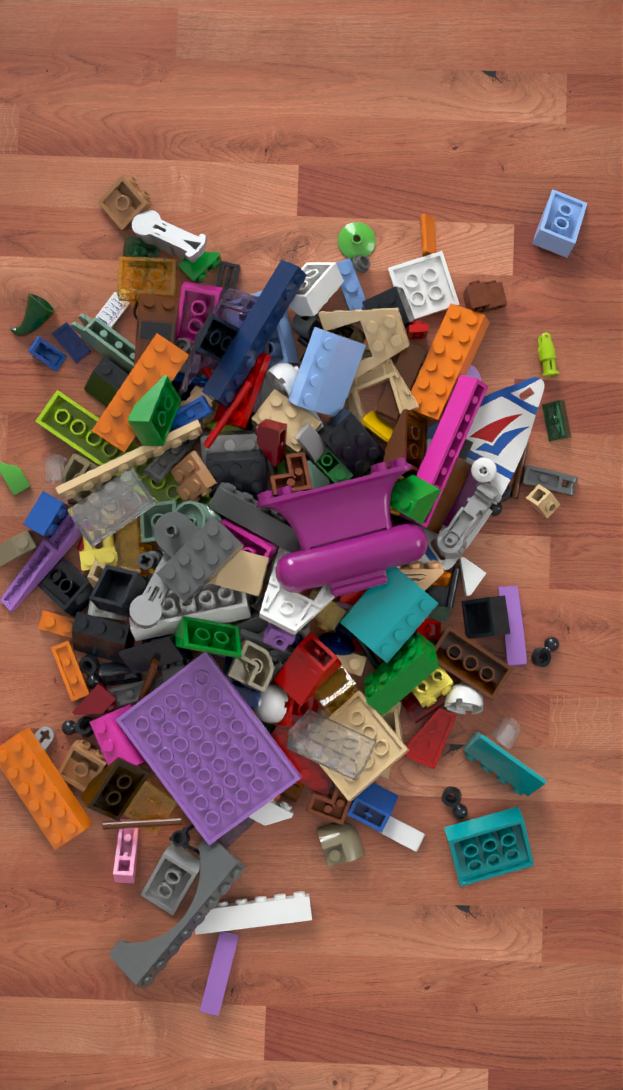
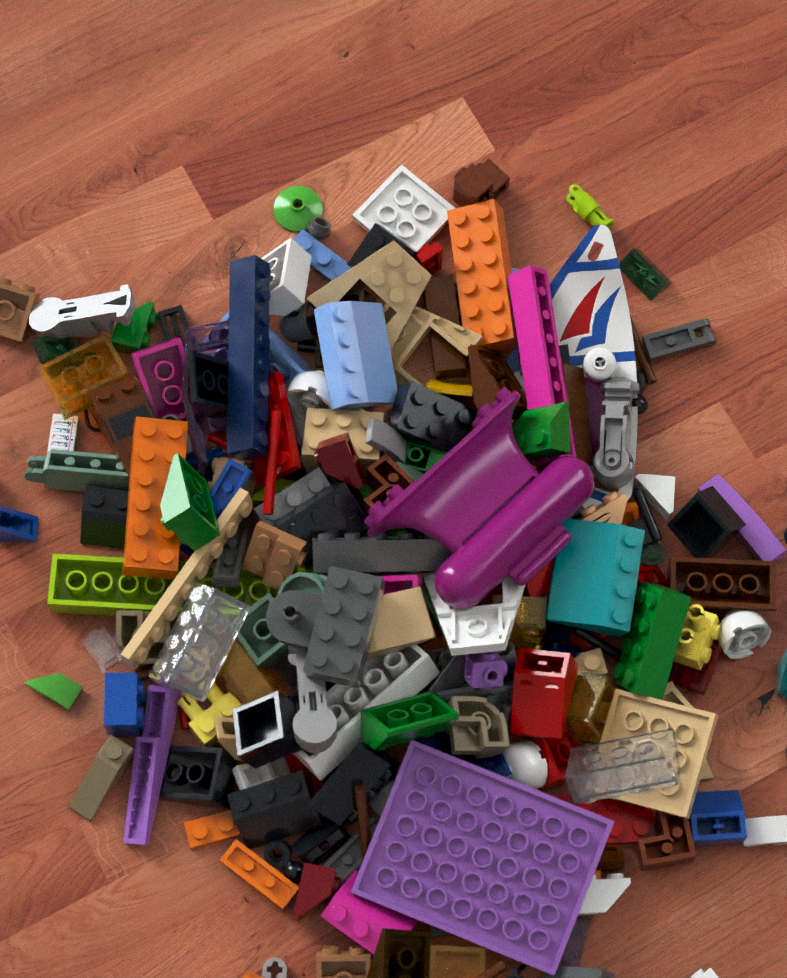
camera: 30 degrees left, 15 degrees down
(70, 727) = (299, 944): black plate -> none
(71, 342) = (35, 497): clear blue plate -> none
(149, 559) = (273, 678): dark grey piece -> none
(340, 843) = (705, 886): dark tan brick -> none
(428, 237) = (373, 158): orange slope -> none
(431, 738) = (733, 701): red wing -> none
(543, 501) = (686, 364): tan brick -> none
(560, 223) = (513, 67): light blue slope -> none

